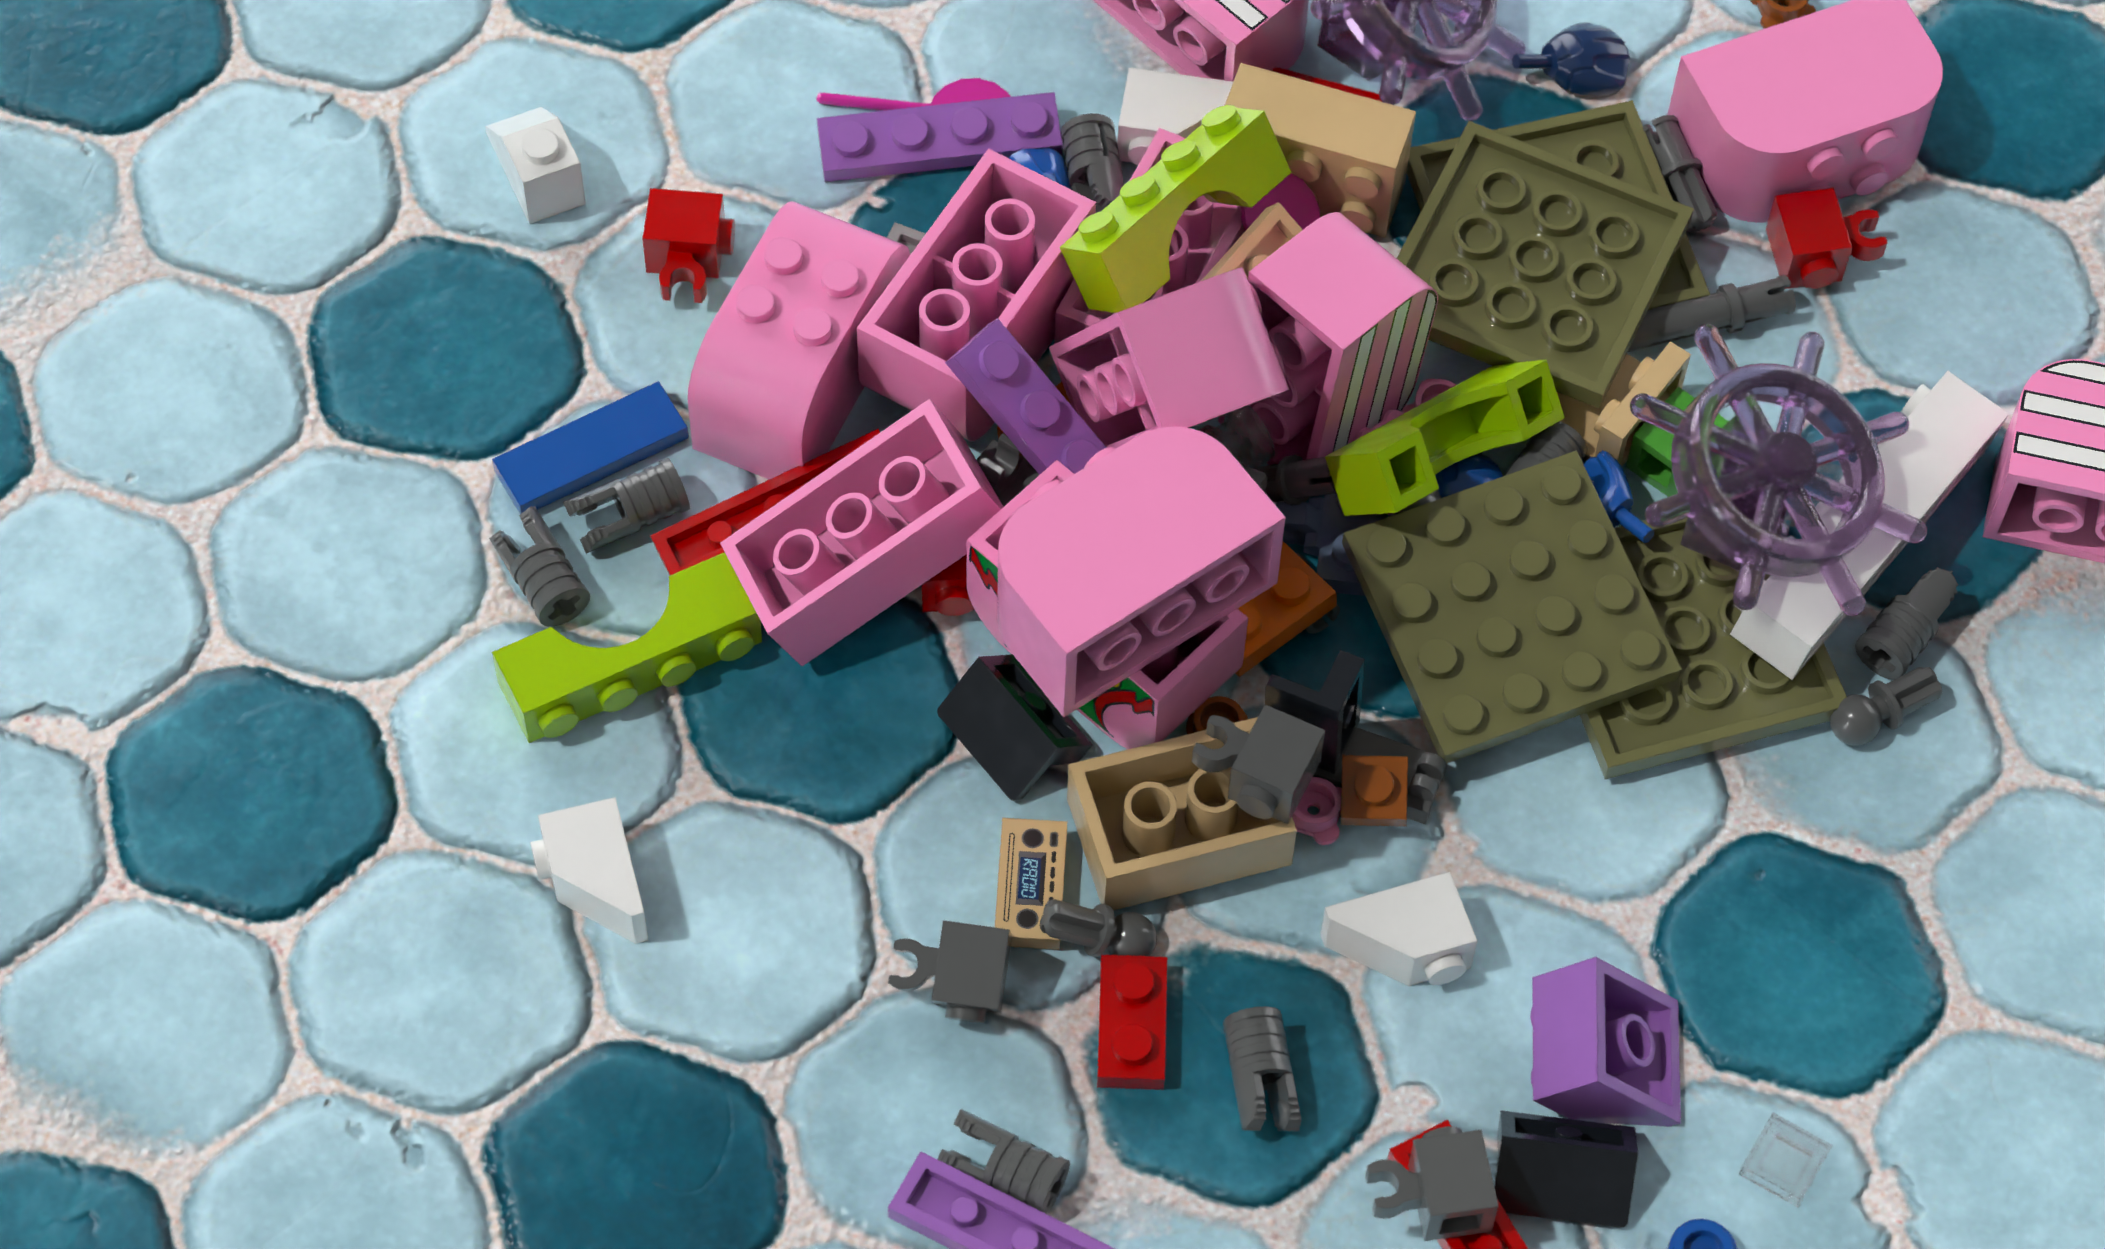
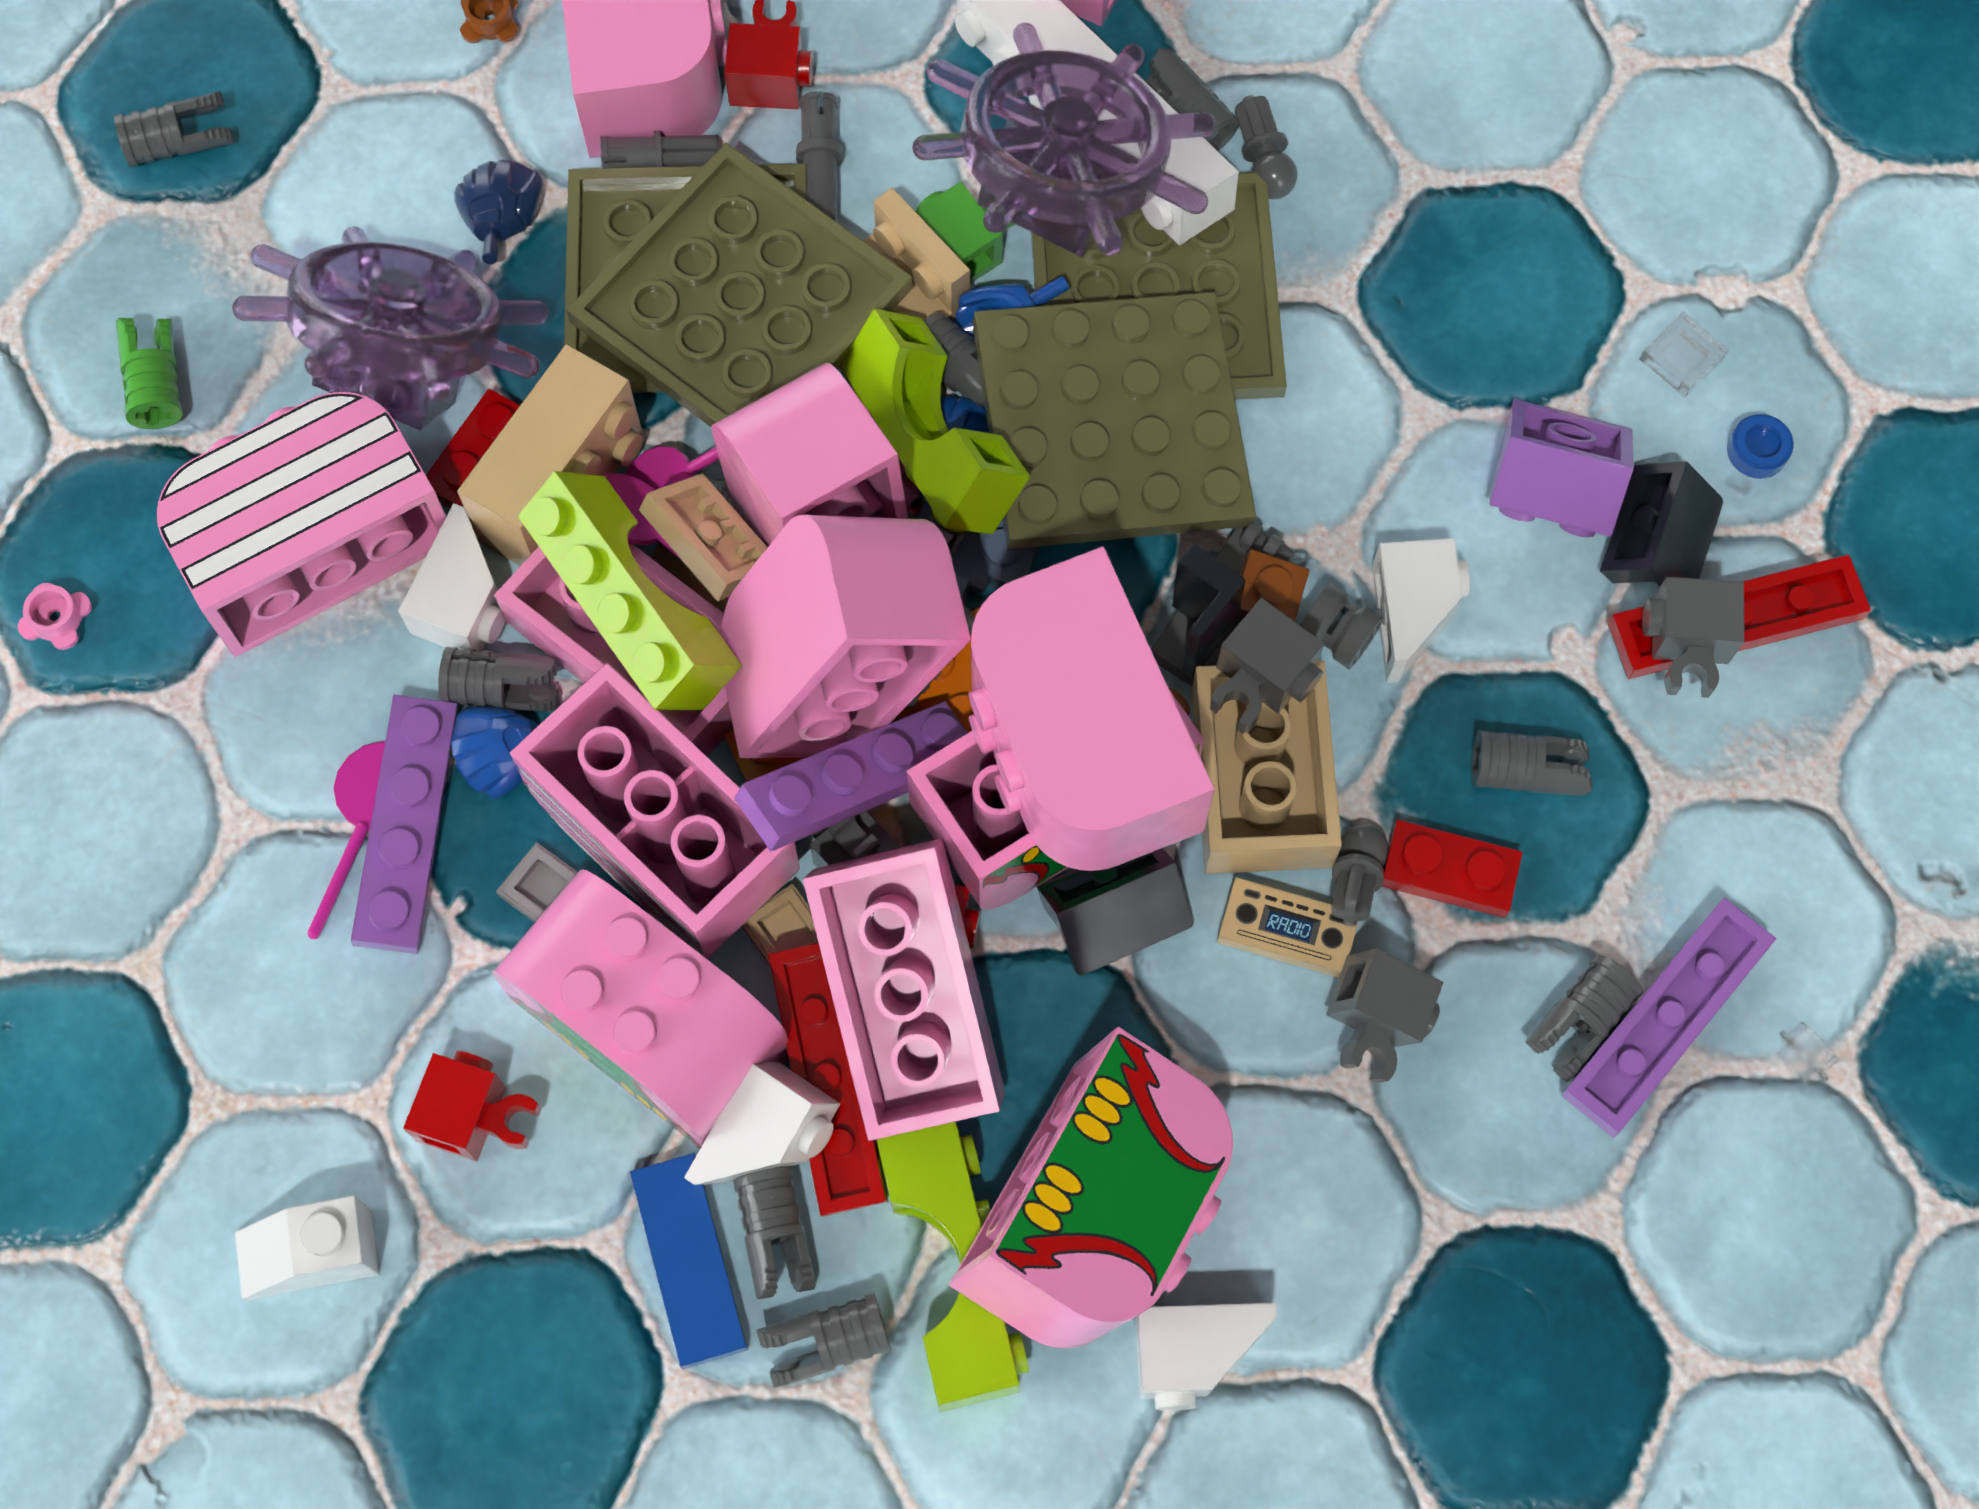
camera: 75 degrees left, 10 degrees up
(702, 730) = (1102, 1198): none -> brick
(719, 460) = (767, 1125): none -> white slope
(1359, 863) = (1352, 633): none -> dark grey wheel

